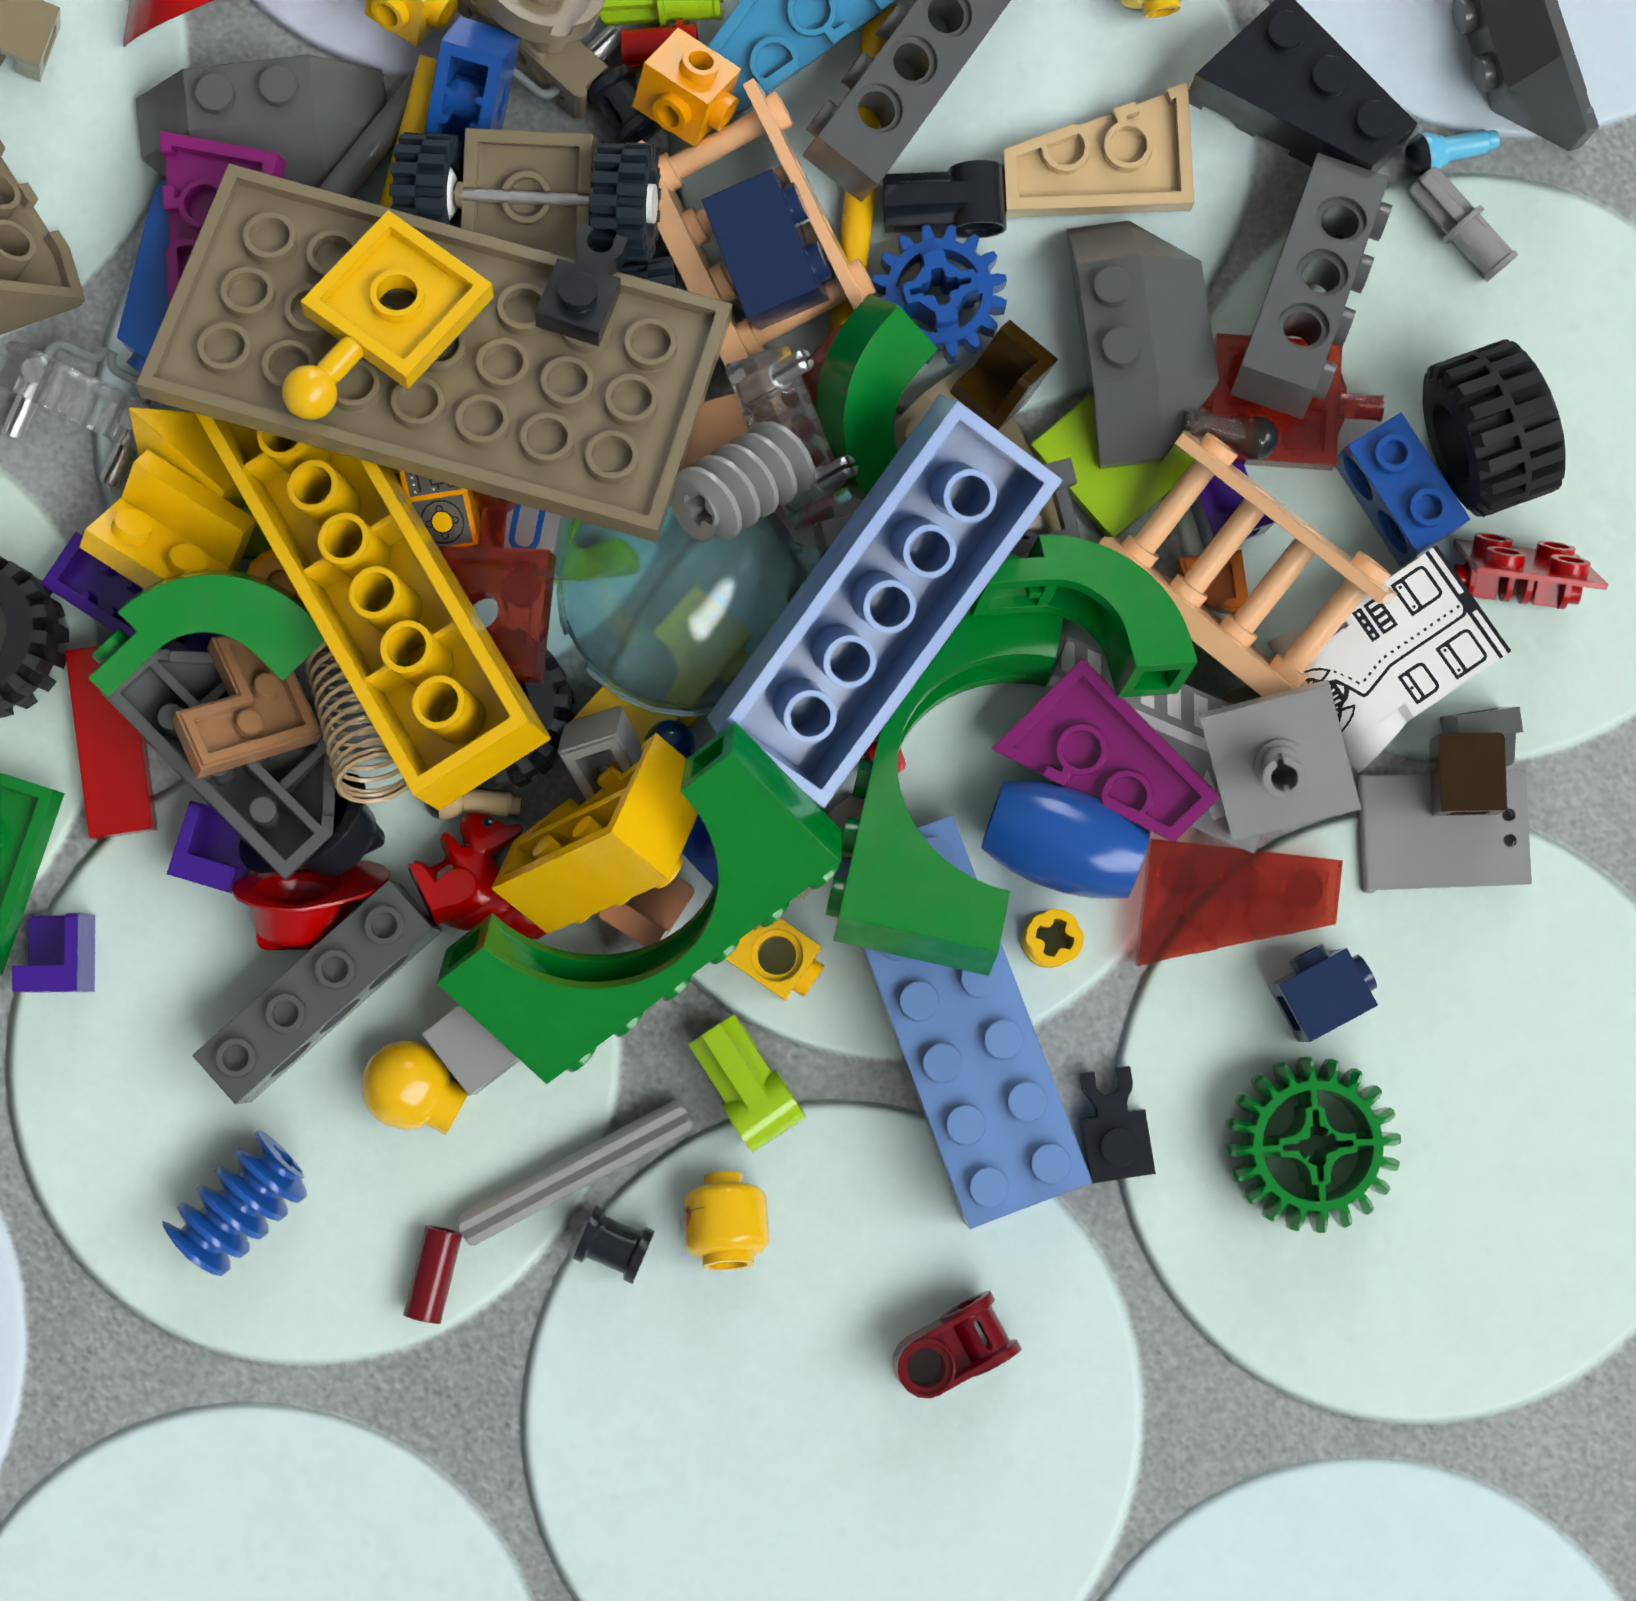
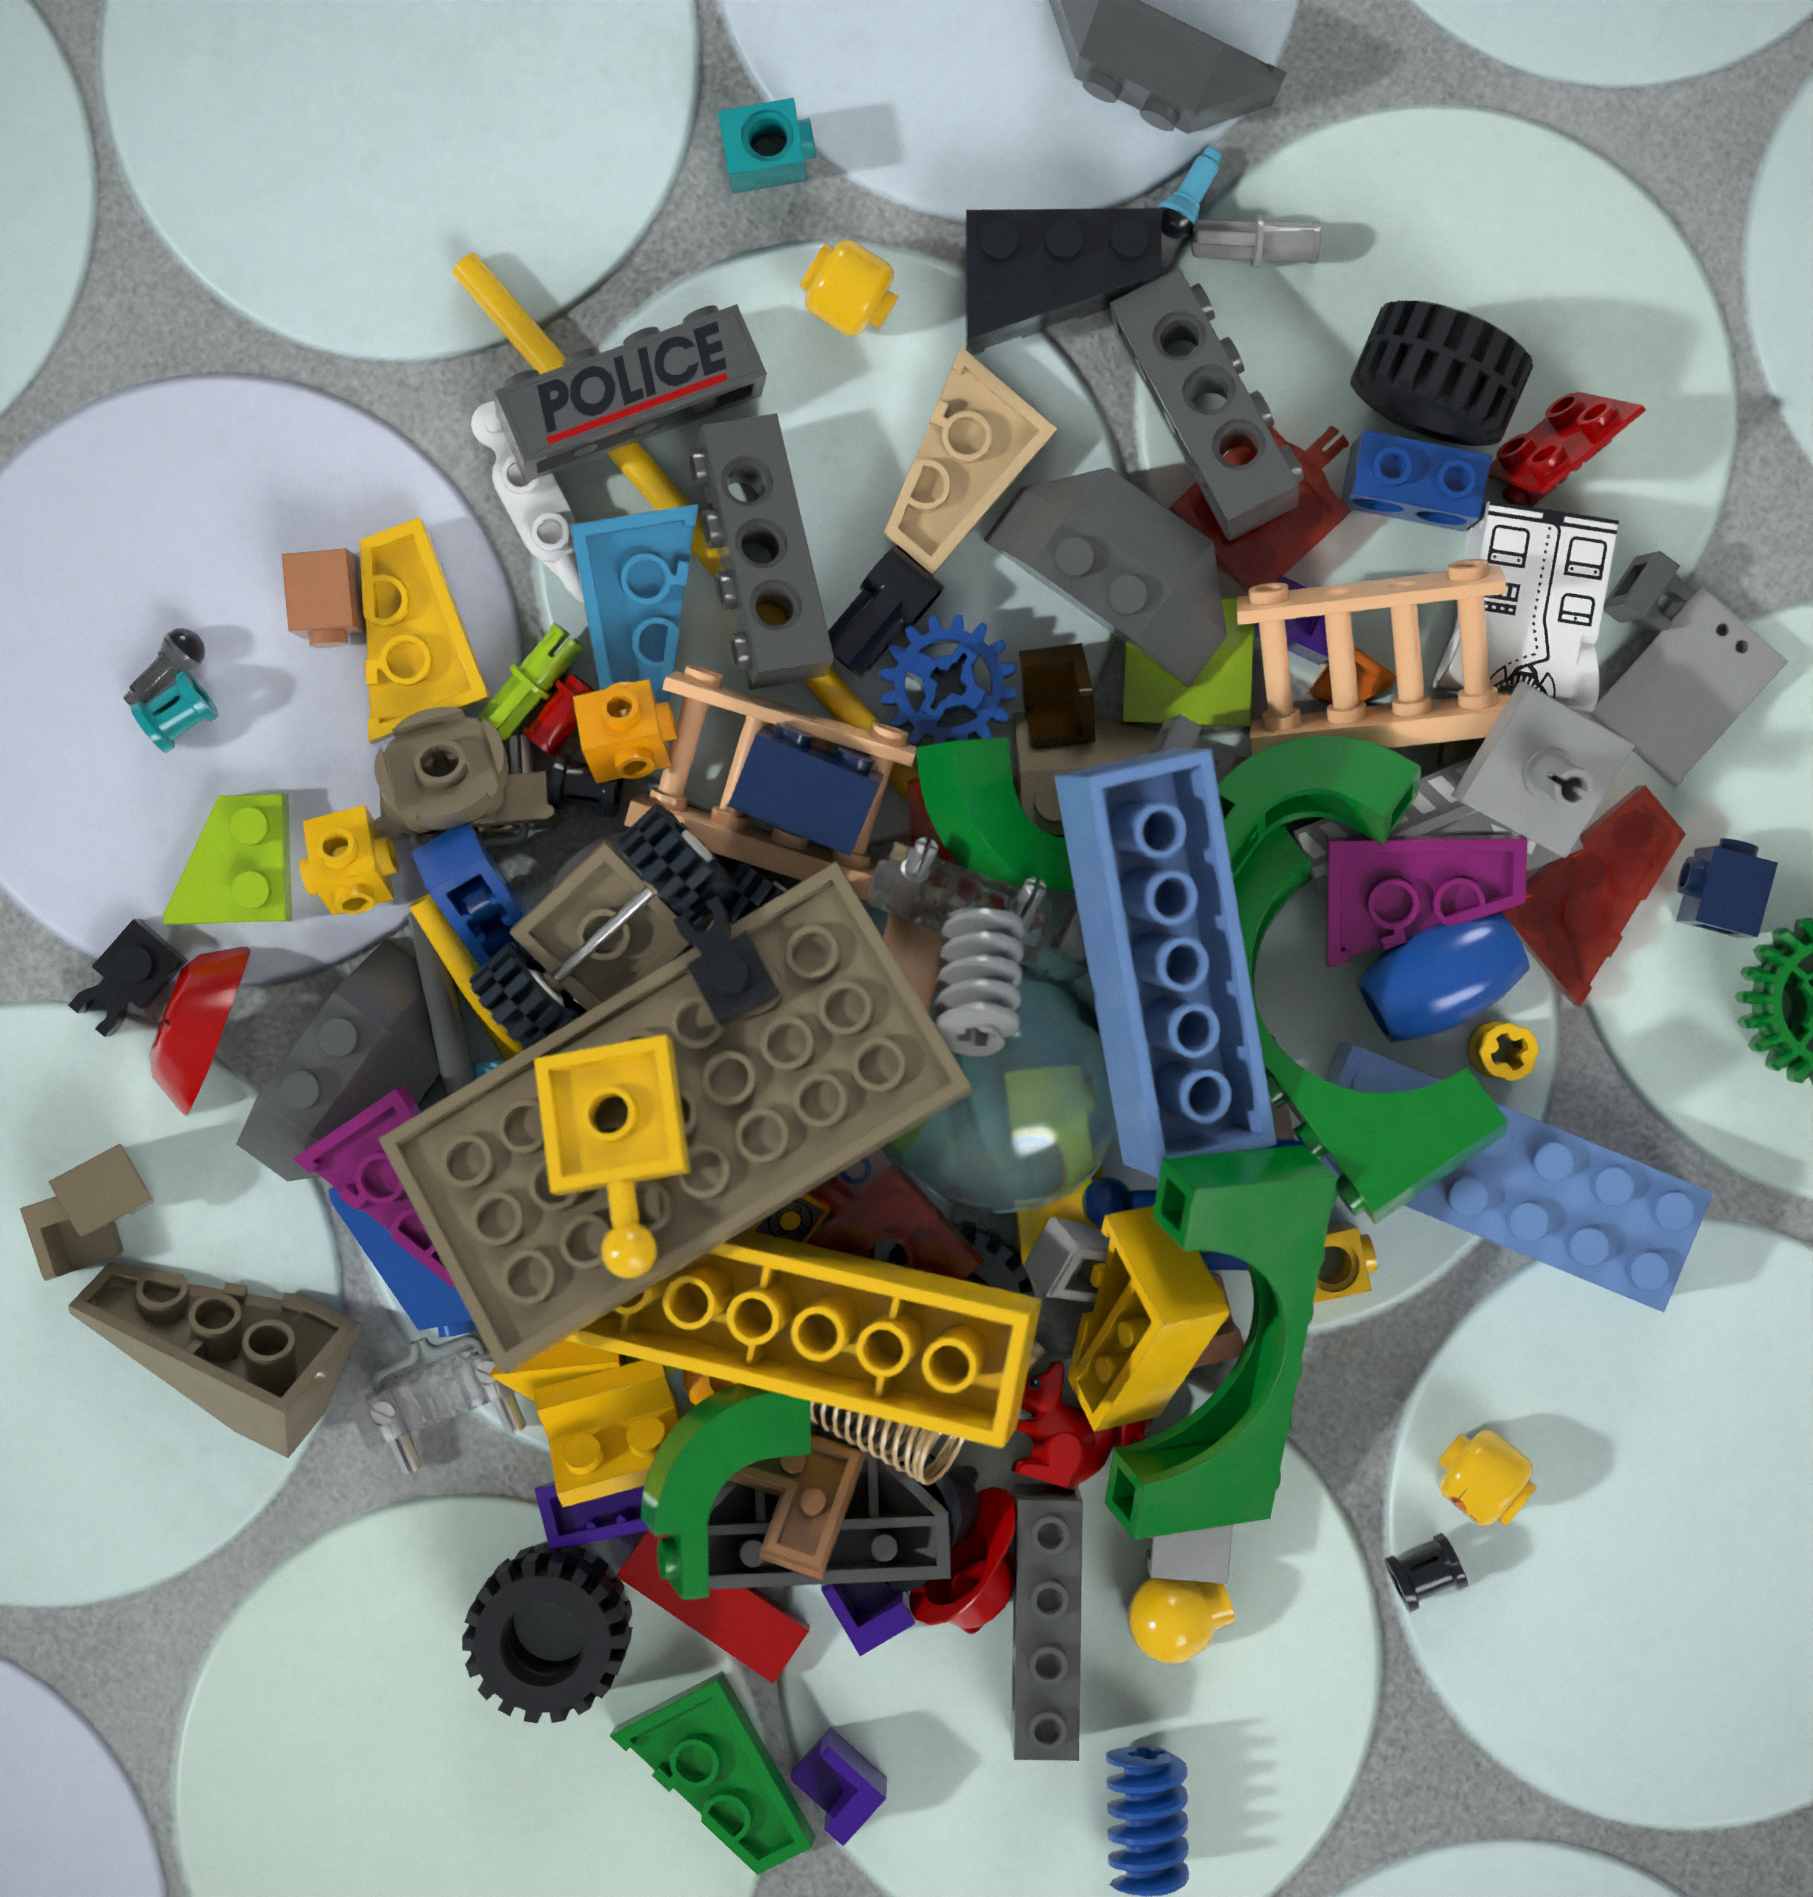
camera: 40 degrees left, 5 degrees up
(432, 1274) = (1324, 1721): dark red axle -> none
(574, 1172) = (1345, 1551): light grey axle -> none
(753, 1094) = (1416, 1373): lime piece -> none
(958, 1346) = (1730, 1392): dark red piece -> none
(1115, 1139) = (1682, 1135): black plate -> none
(1251, 436) = (1277, 555): clear smoke piece -> none
(1468, 774) = (1673, 637): dark brown panel -> none

